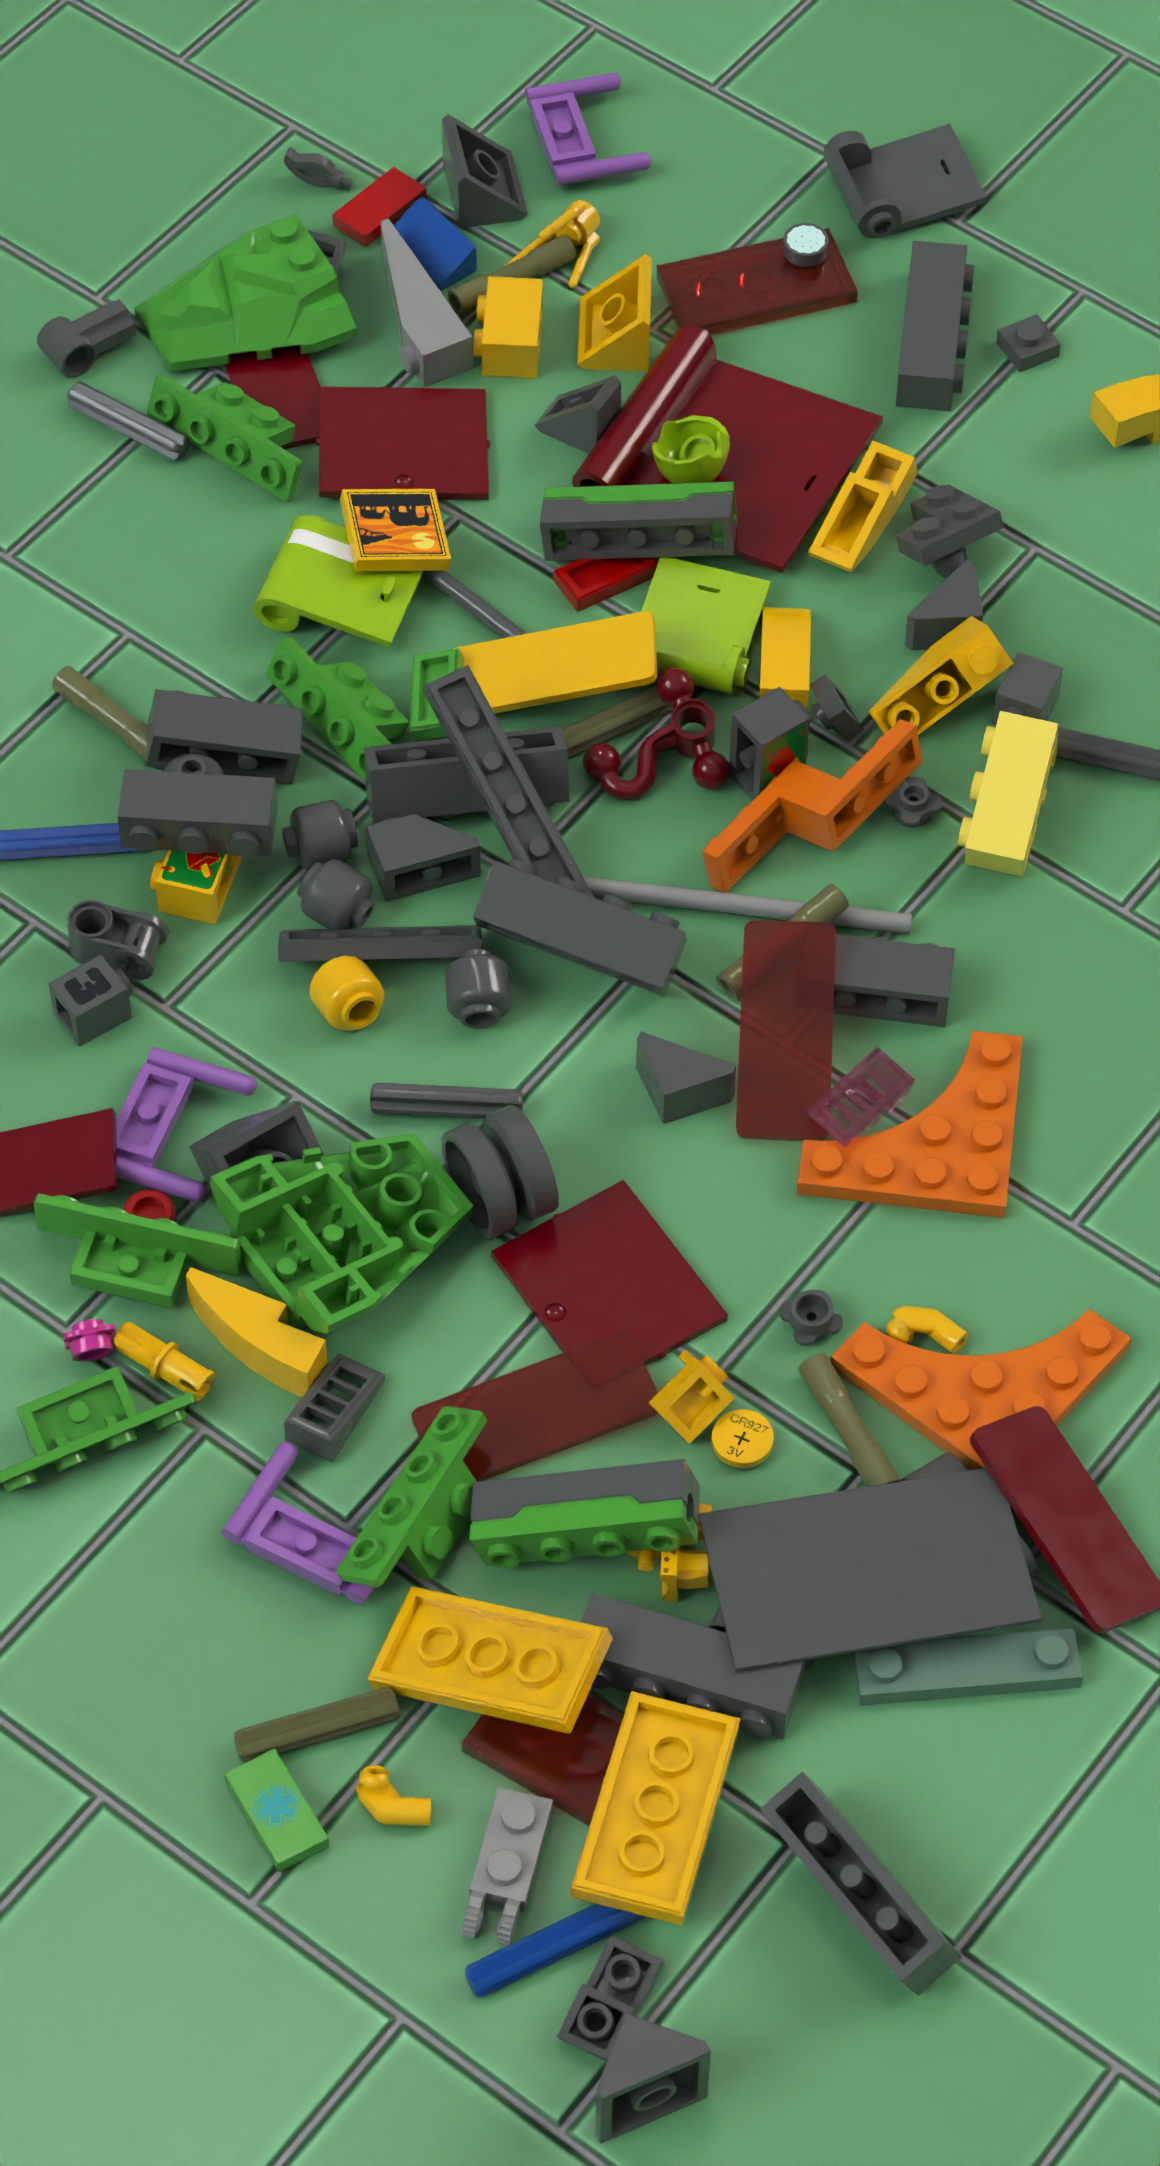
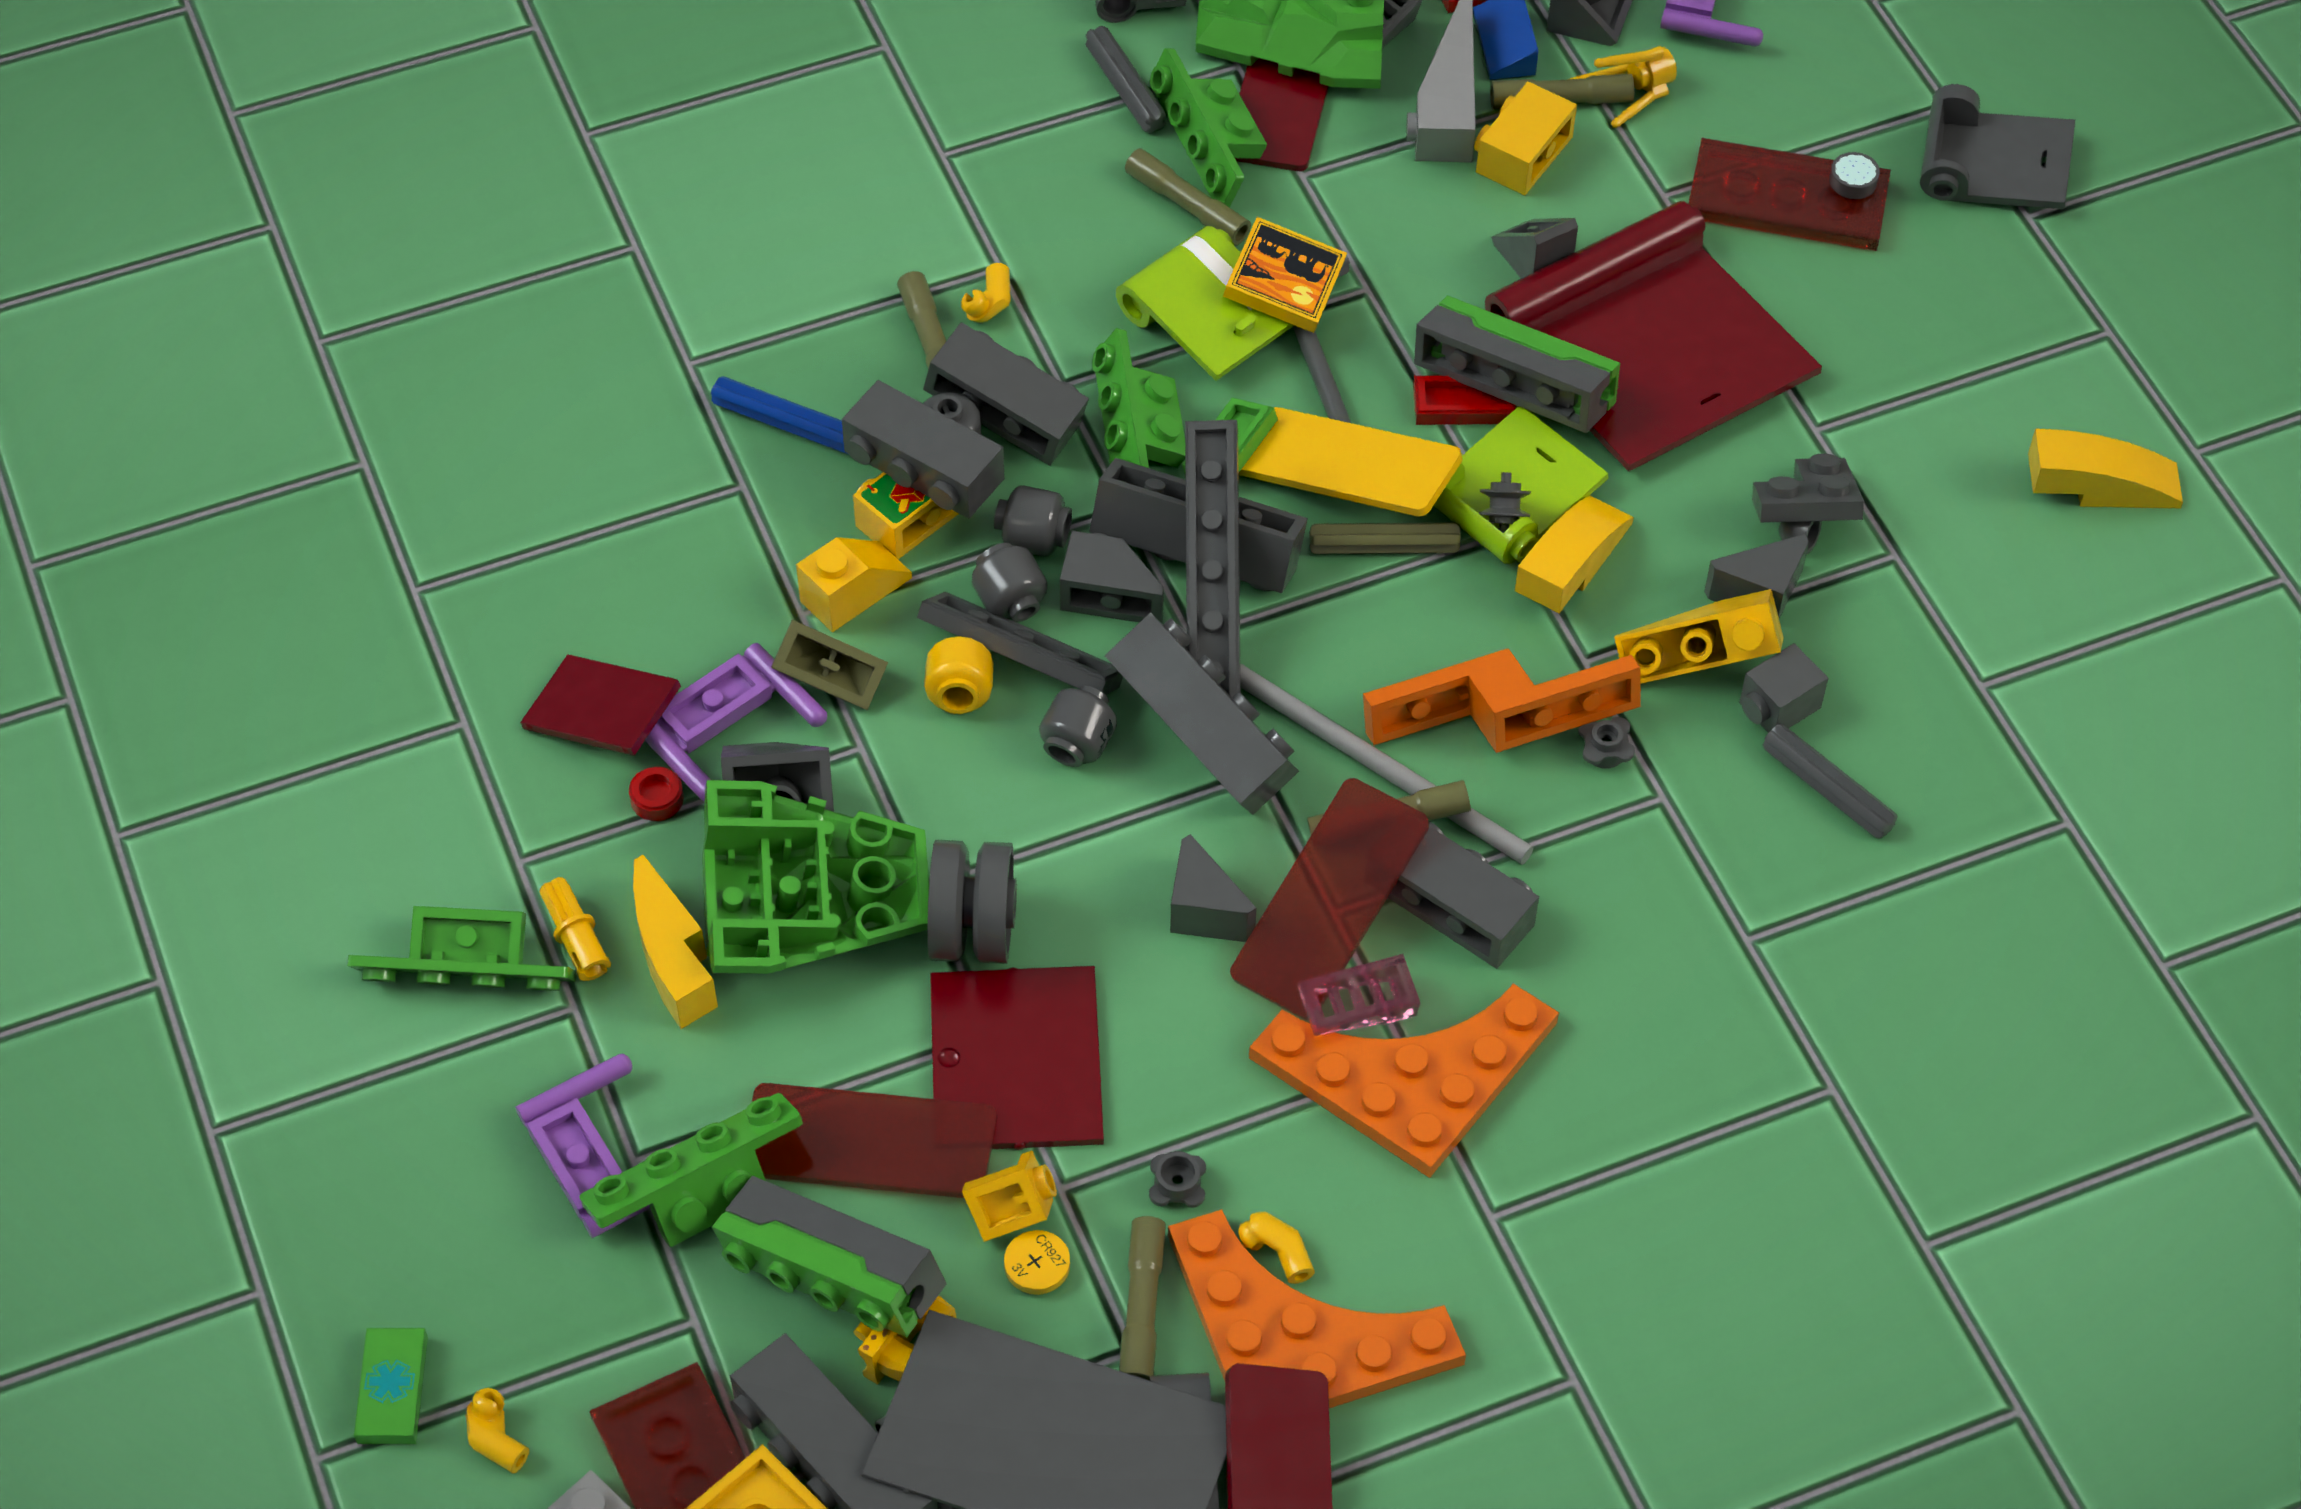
camera: 30 degrees right, 0 degrees up
(90, 1340) = (522, 878): dark pink plate -> none
(91, 999) = (735, 576): dark grey brick -> none
(115, 937) = (794, 530): dark grey piece -> none
(134, 1253) = (610, 820): bright green bracket -> none
(146, 660) = (991, 301): none -> yellow arm
(191, 959) = (848, 579): none -> yellow slope
(224, 495) = (1165, 181): none -> olive piece
(231, 1035) = (829, 665): none -> olive slope
(317, 1724) = (479, 1326): olive axle -> none
(329, 1441) = (673, 1072): dark grey slope -> none
(403, 440) = (1360, 200): dark red piece -> none
(441, 1100) = (983, 815): dark grey axle -> none
(490, 1659) = (658, 1348): yellow tile -> none
(617, 320) = (1632, 174): yellow slope -> none
(691, 449) = (1608, 318): lime hair -> none
(708, 641) = (1504, 502): none -> dark grey wheel
(709, 769) = (1433, 622): dark red piece -> none
(767, 739) = (1494, 615): dark grey brick -> none
(834, 708) = (1588, 618): dark grey plate -> none
(864, 507) = (1746, 444): yellow slope -> none
(932, 324) = (1929, 302): dark grey brick -> none
(1009, 793) = (1697, 774): light yellow wedge -> none
(1028, 343) = (2017, 358): dark grey plate -> none

